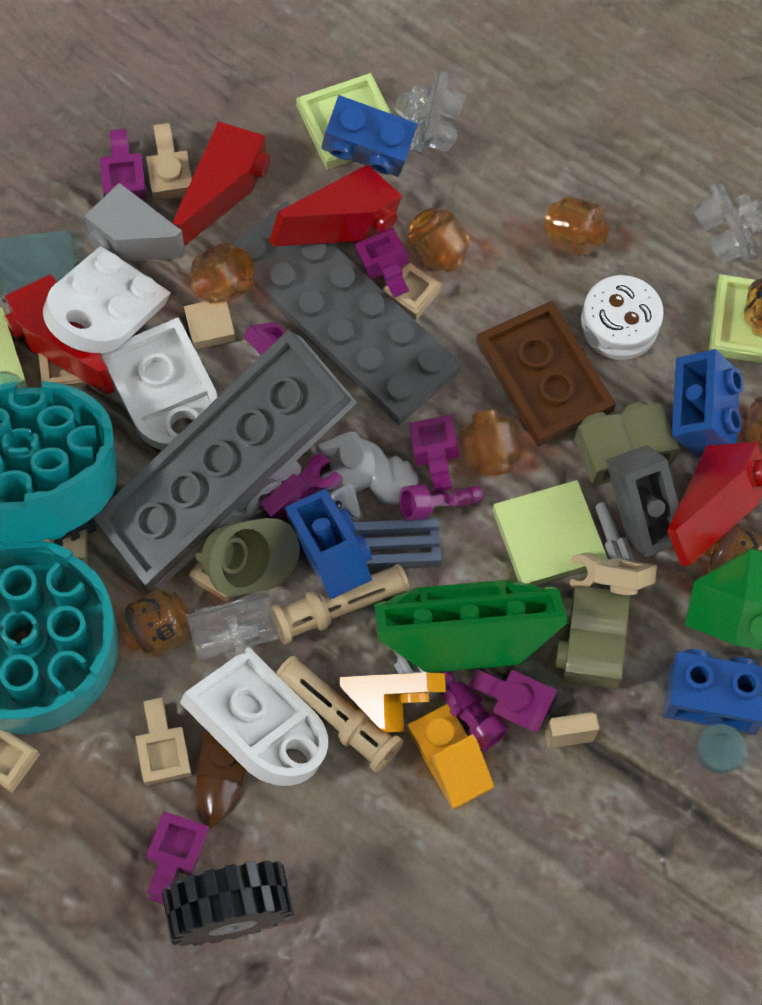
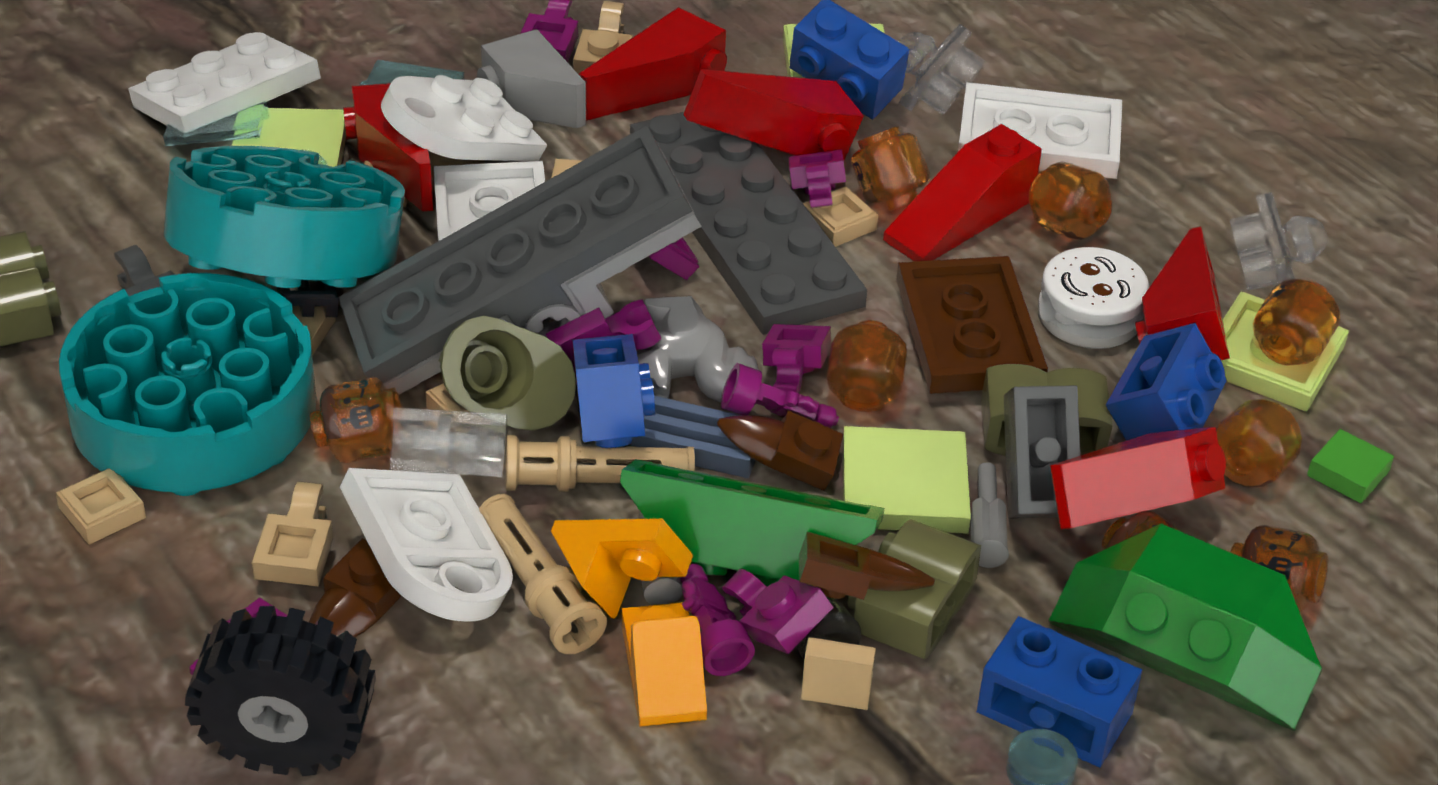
camera: 20 degrees right, 25 degrees down
(222, 273) = (608, 124): clear orange head -> none
(461, 536) = (790, 446): none -> reddish brown plate
(499, 246) = (969, 194): none -> red slope
(527, 153) = (1062, 124): none -> white plate
(561, 655) = (852, 569): none -> reddish brown plate
(622, 575) = (974, 516): tan plate -> none
(690, 310) = (1186, 295): none -> red slope

